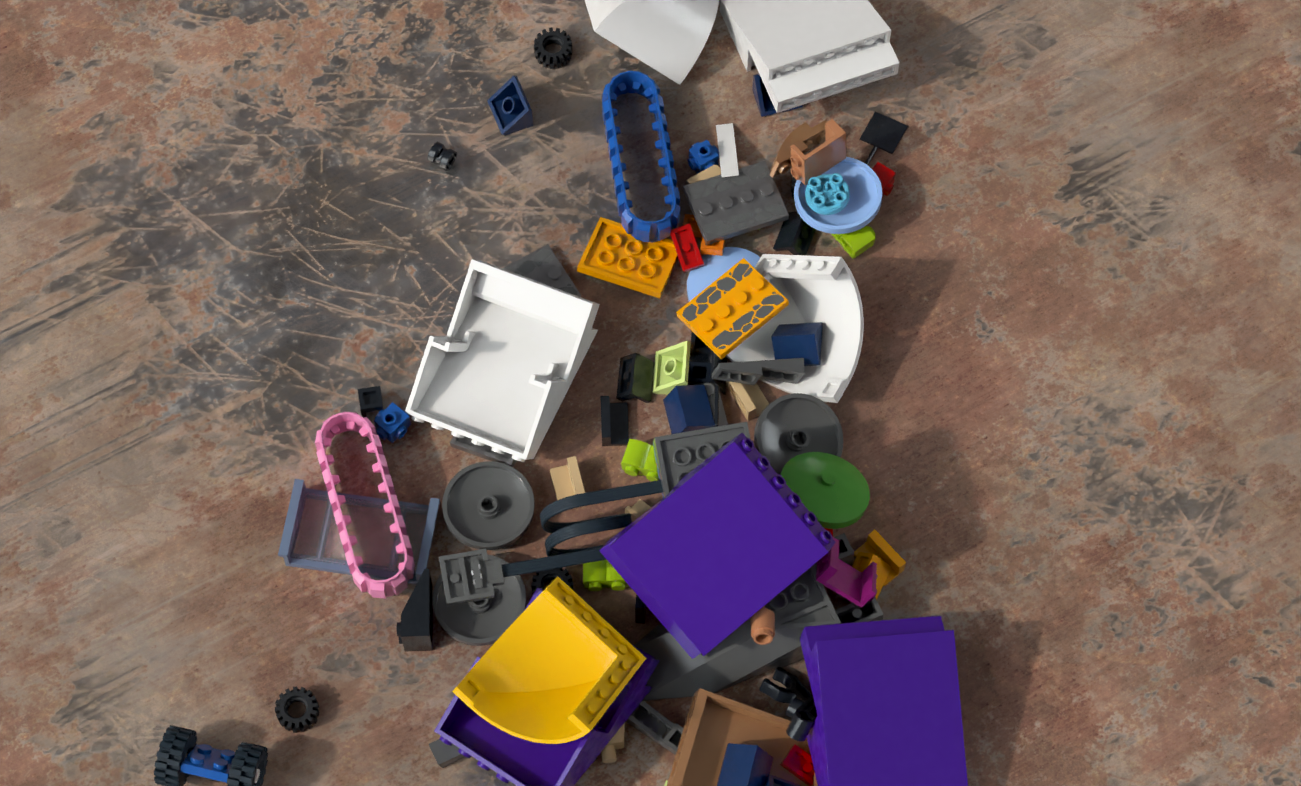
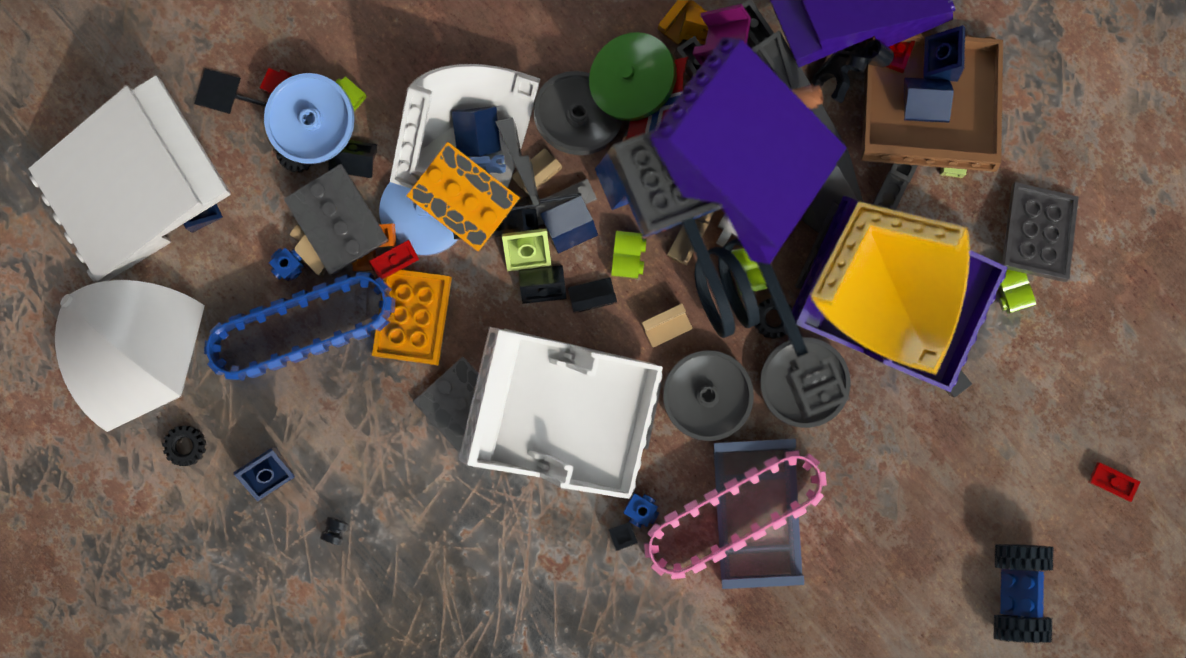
camera: 100 degrees left, 20 degrees up
(290, 697) = (956, 522): black tyre -> none
(416, 622) = (841, 435): black slope -> none
(727, 150) = (274, 241): white sticker -> none
(761, 341) = (492, 165): none -> medium blue plate
(804, 139) = (261, 171): medium nougat slope -> none
(822, 157) = (258, 125): nougat panel -> none
(827, 194) = (313, 127): medium azure tile -> none

